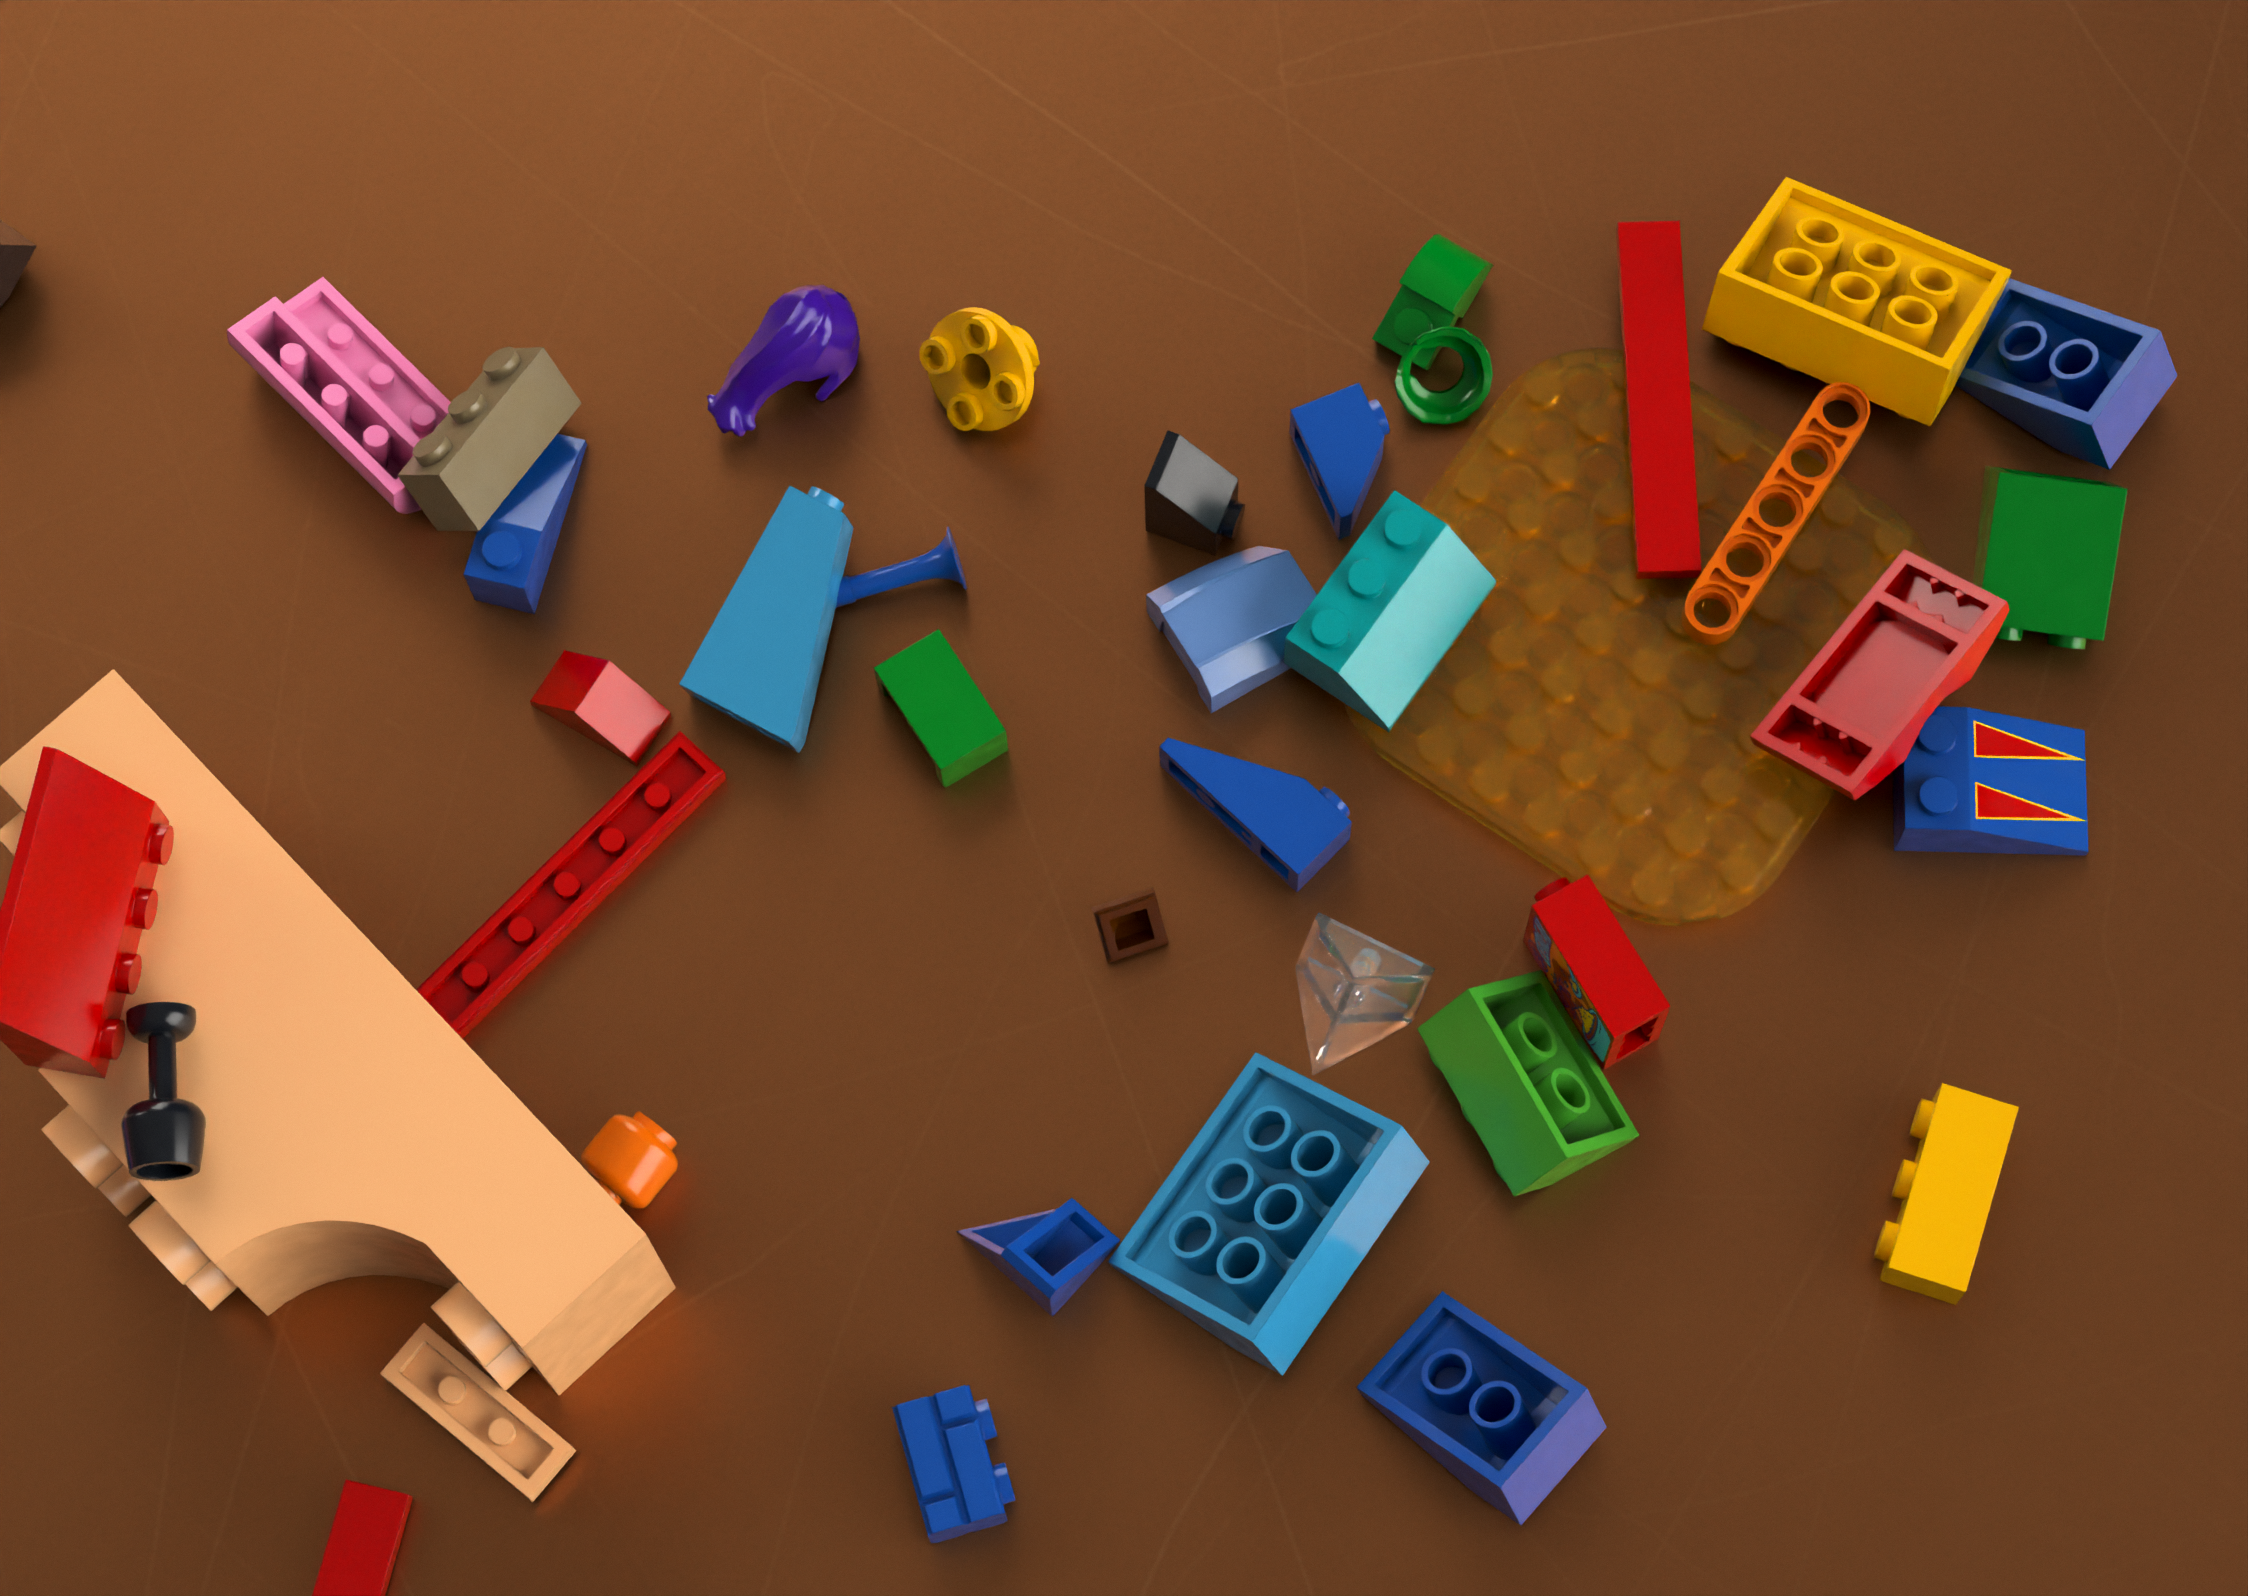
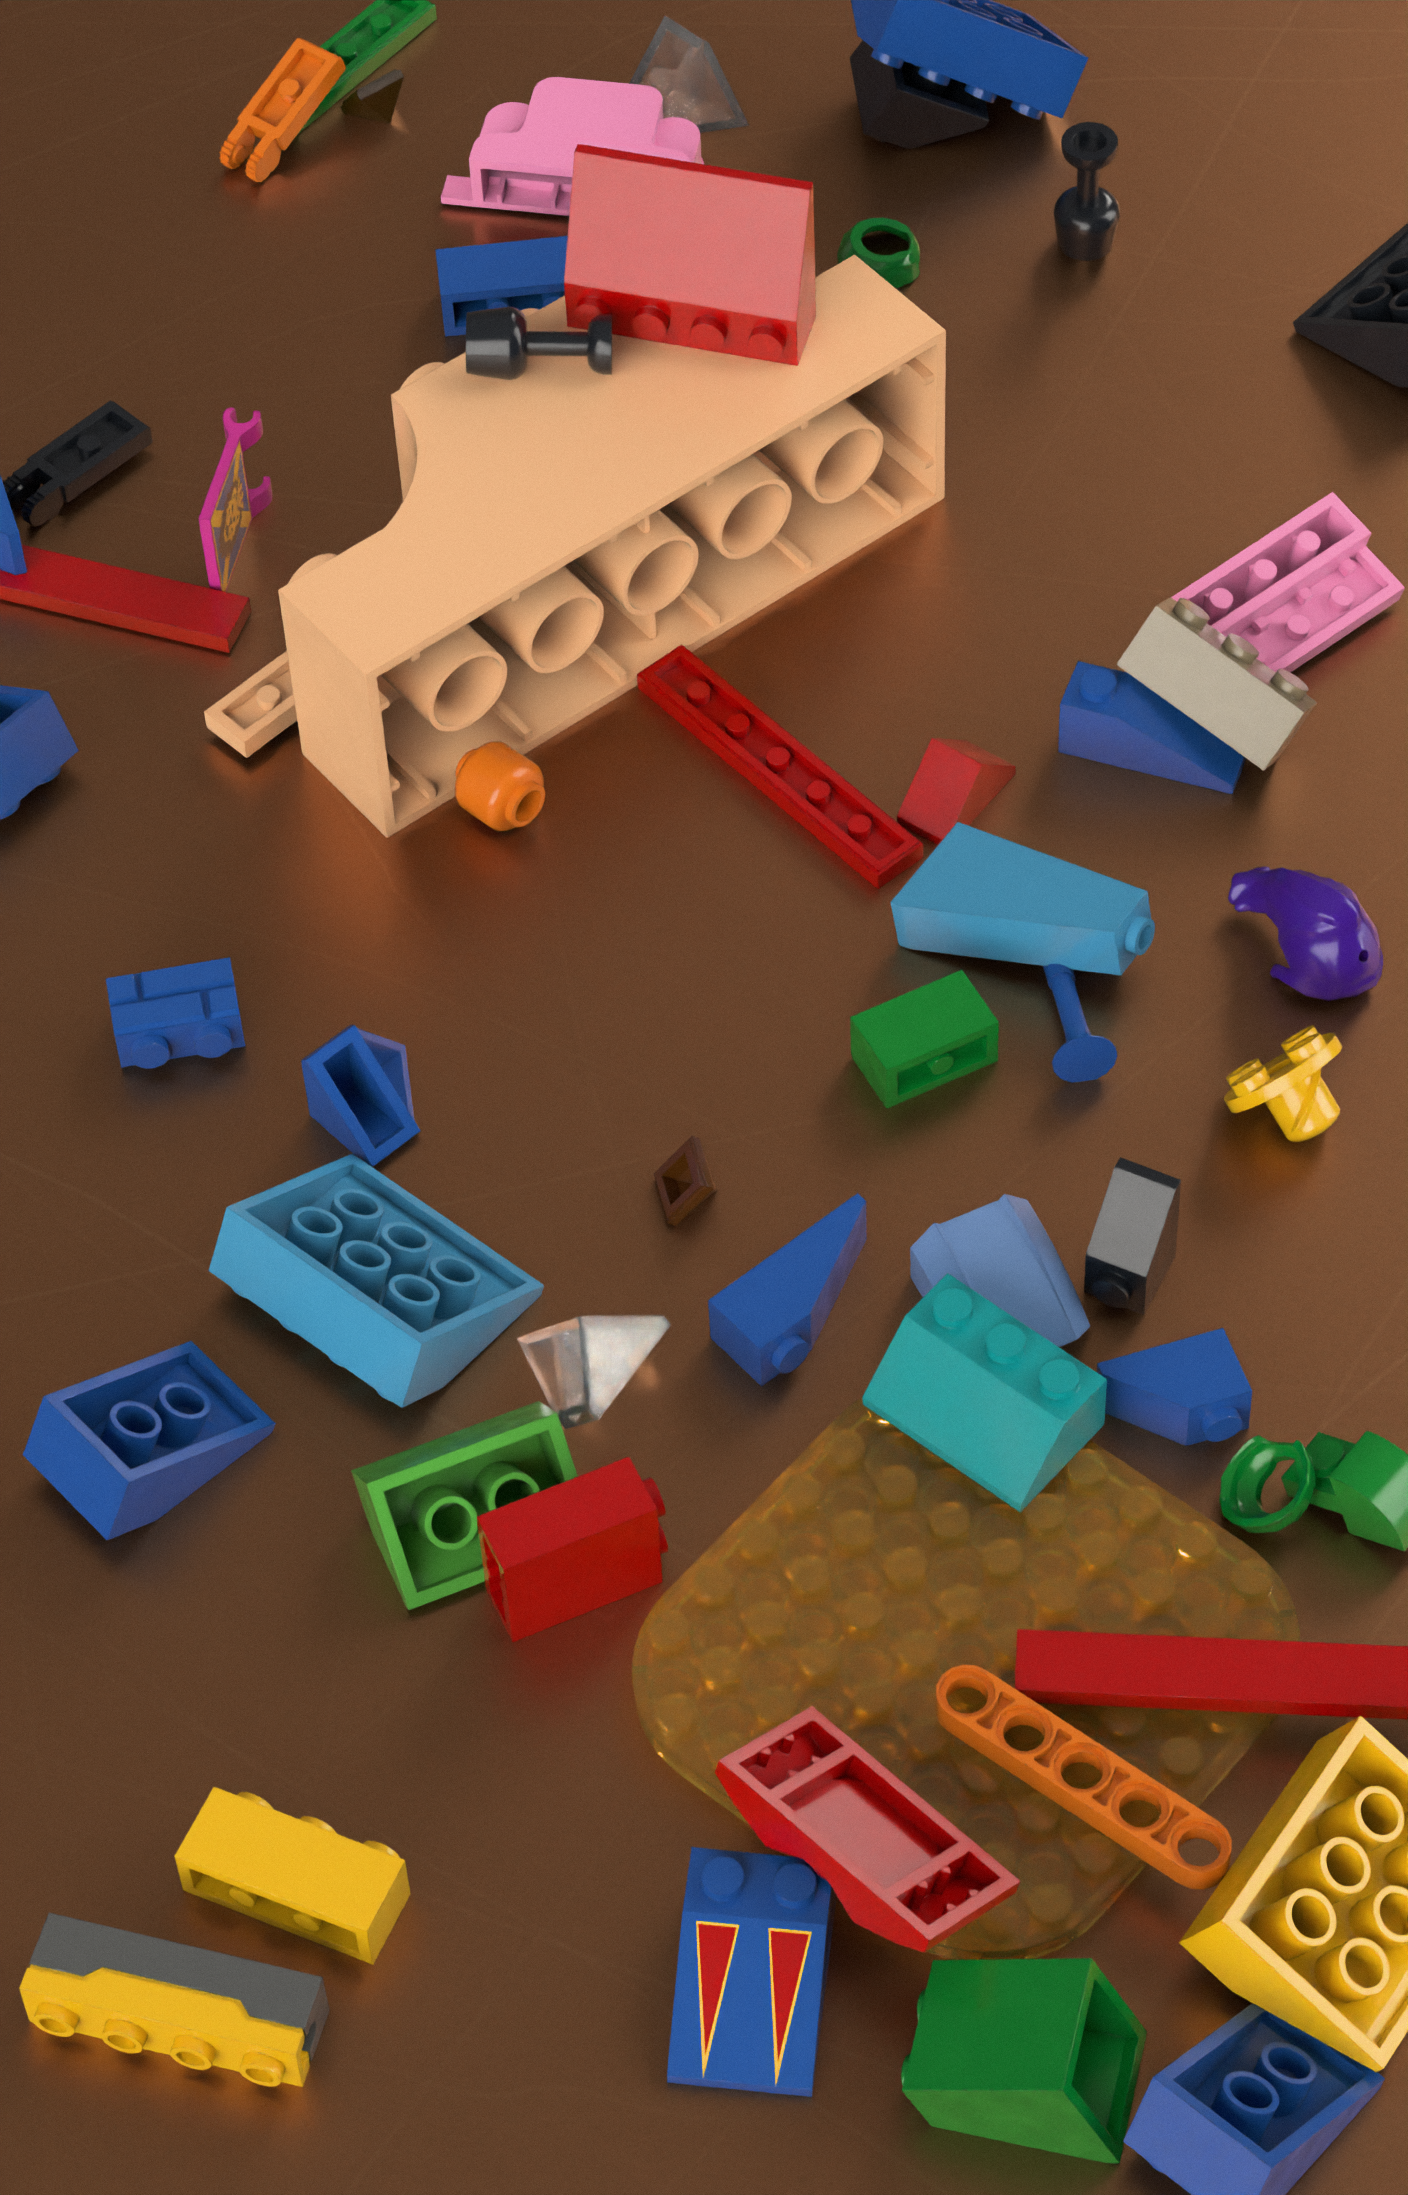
camera: 95 degrees right, 20 degrees down
(223, 1505) = (230, 502): none -> flag
(2090, 1282) = (174, 2001): none -> piece

